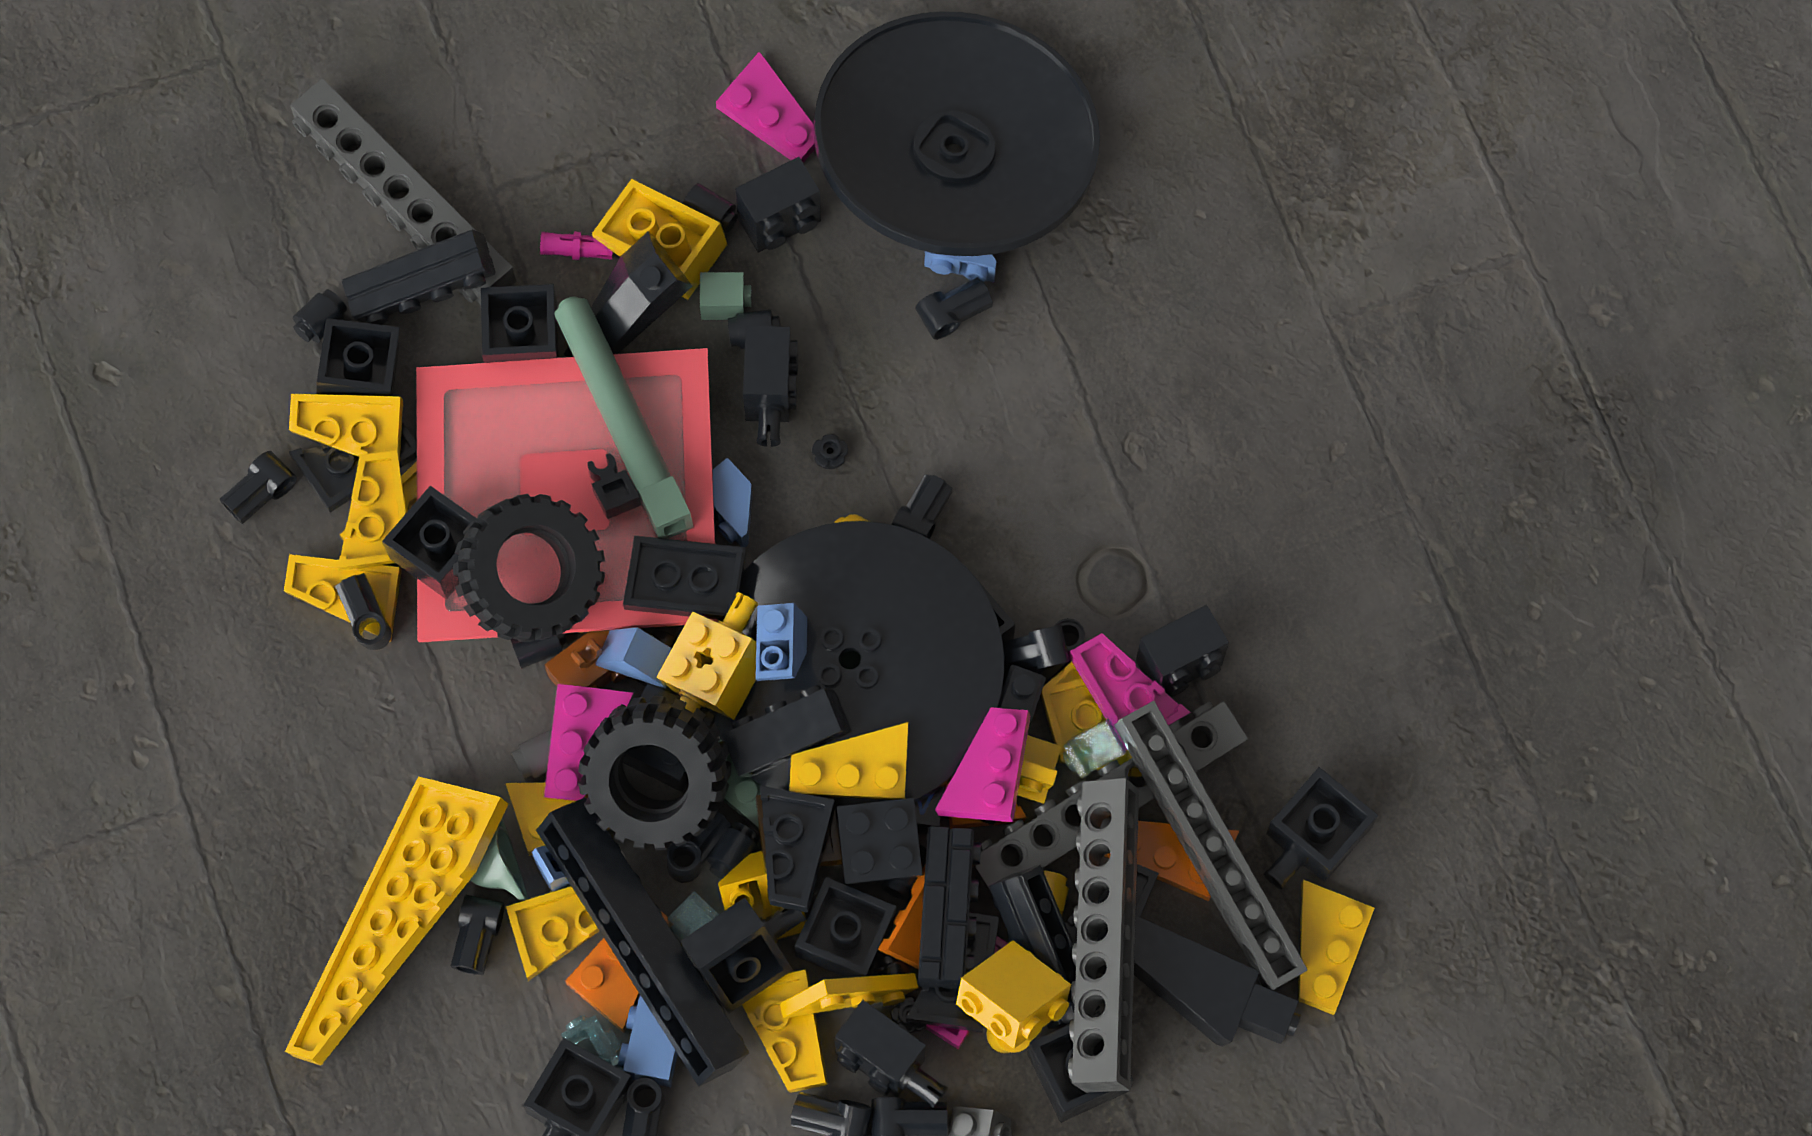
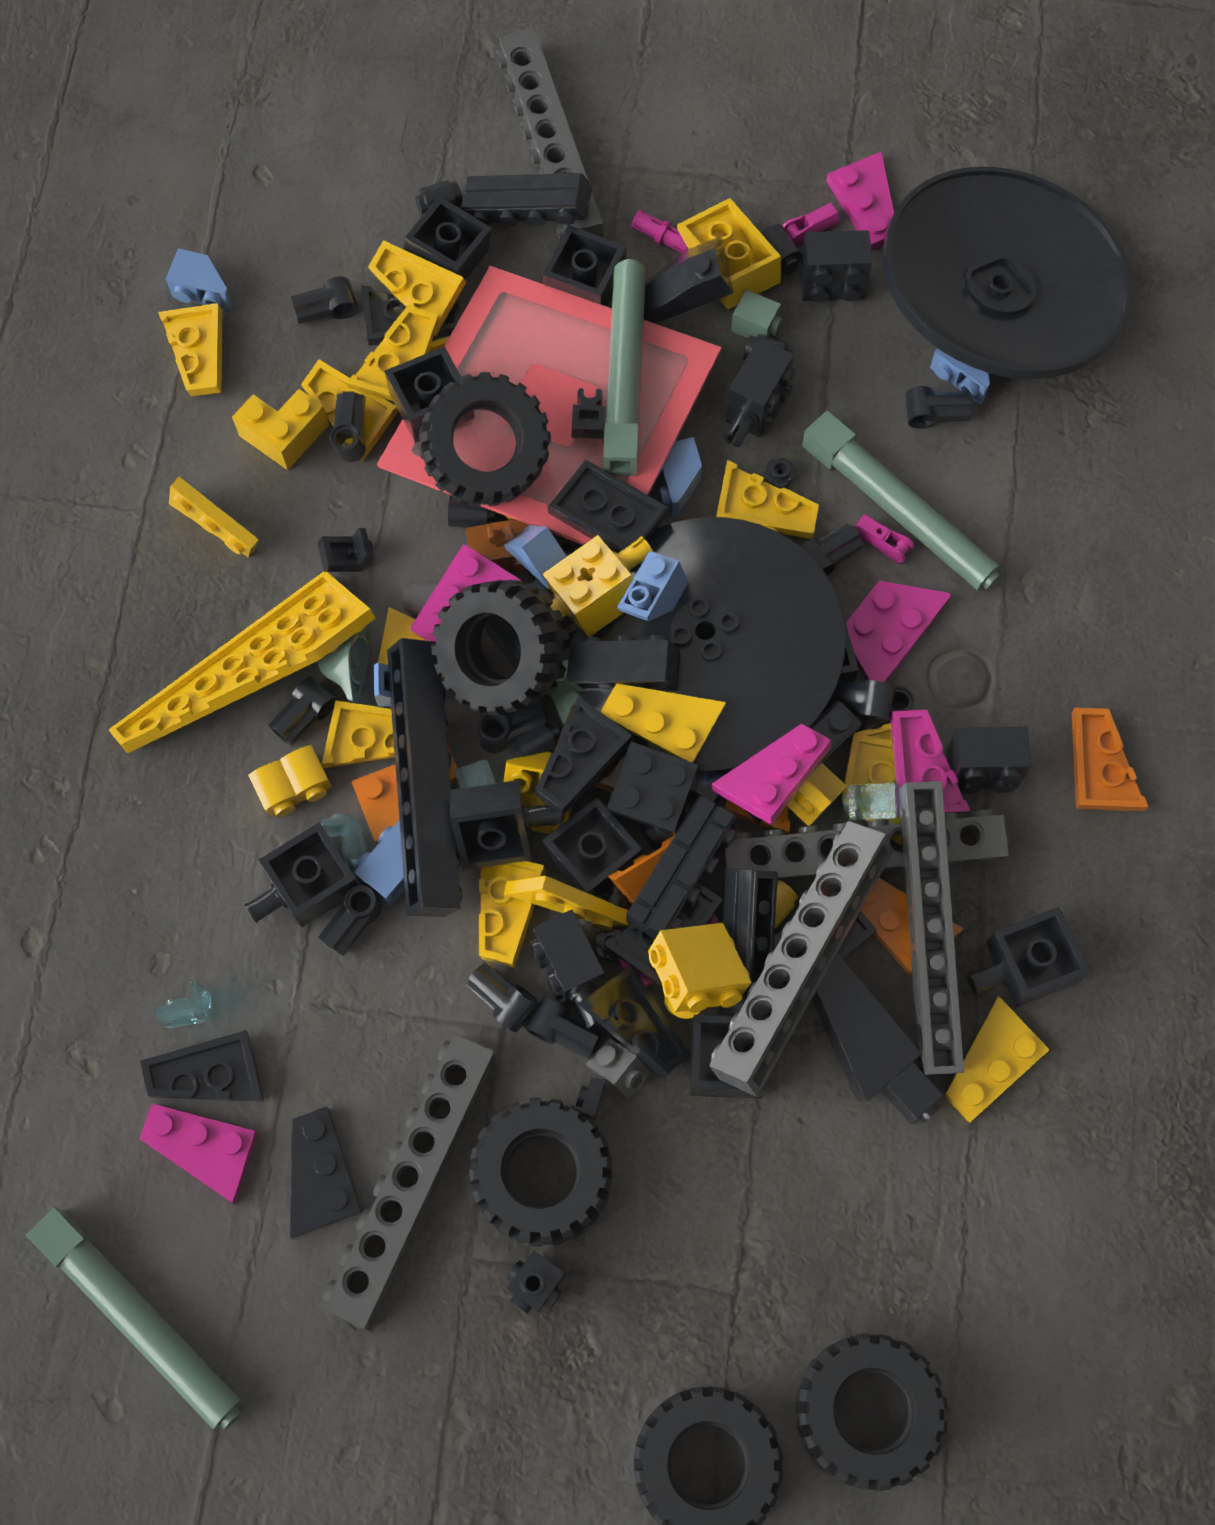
camera: 30 degrees right, 0 degrees up
(107, 526) = (196, 280): none -> medium blue slope
(145, 599) = (197, 345): none -> yellow wing
(271, 779) = (211, 518): none -> yellow wing
(291, 655) = (281, 433): none -> yellow brick
(430, 747) = (345, 552): none -> black bracket
(505, 1011) = (290, 781): none -> yellow brick
(728, 163) = (812, 222): none -> dark pink bar
(823, 495) = (756, 501): none -> yellow wing
(874, 398) = (835, 447): none -> sand green brick
(961, 472) = (878, 536): none -> dark pink bar
(975, 1076) = (636, 1020): none -> black wing
(1019, 560) = (890, 625): none -> dark pink wing
(1290, 604) = (1100, 764): none -> orange wing

